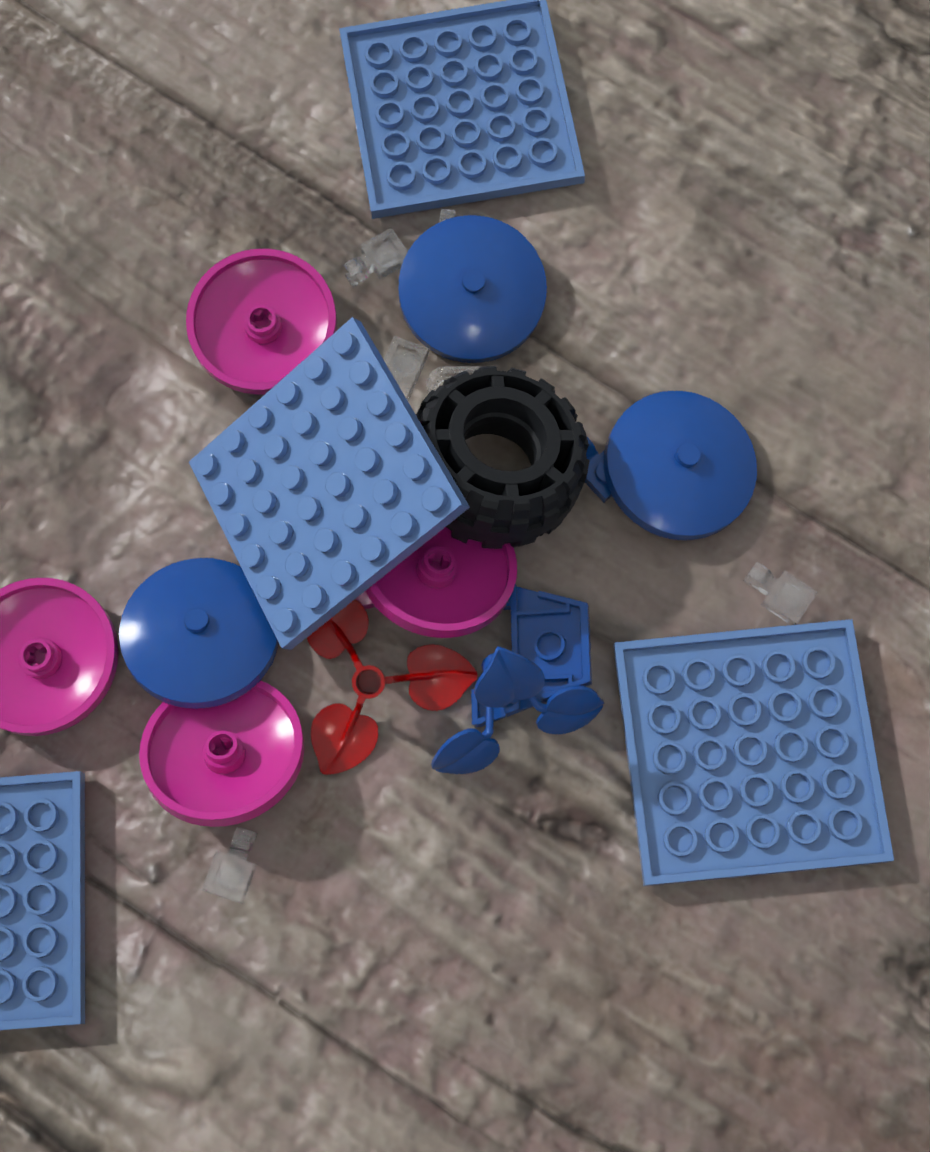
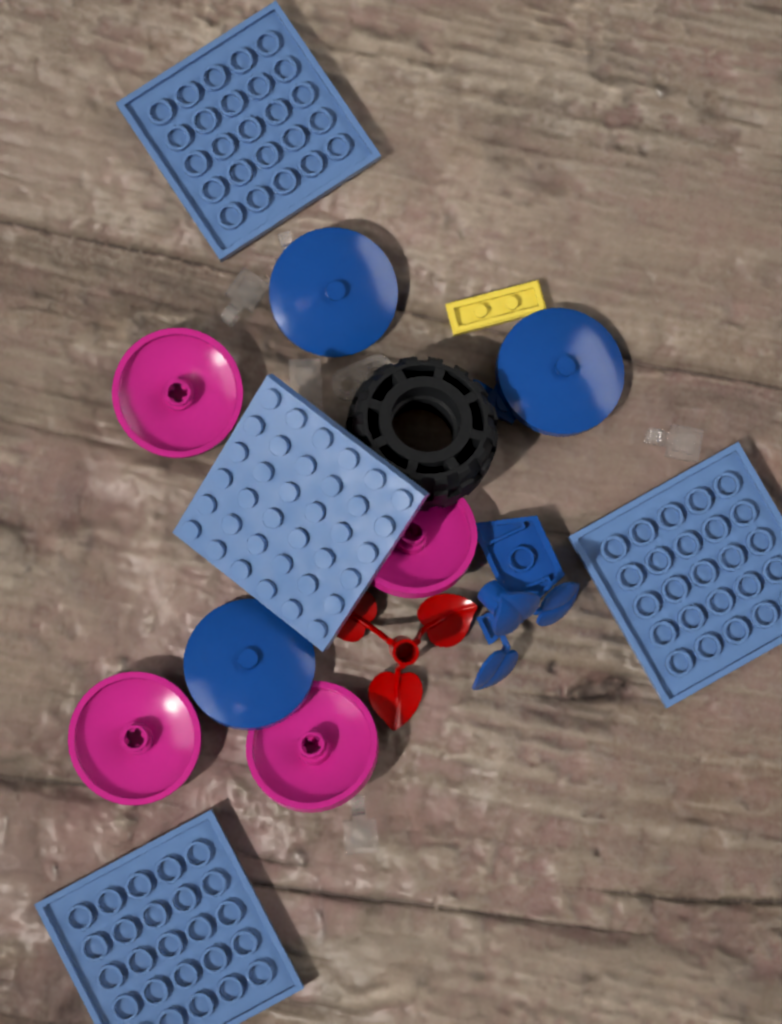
camera: 30 degrees left, 10 degrees up
(637, 373) = (495, 308): none -> light yellow tile

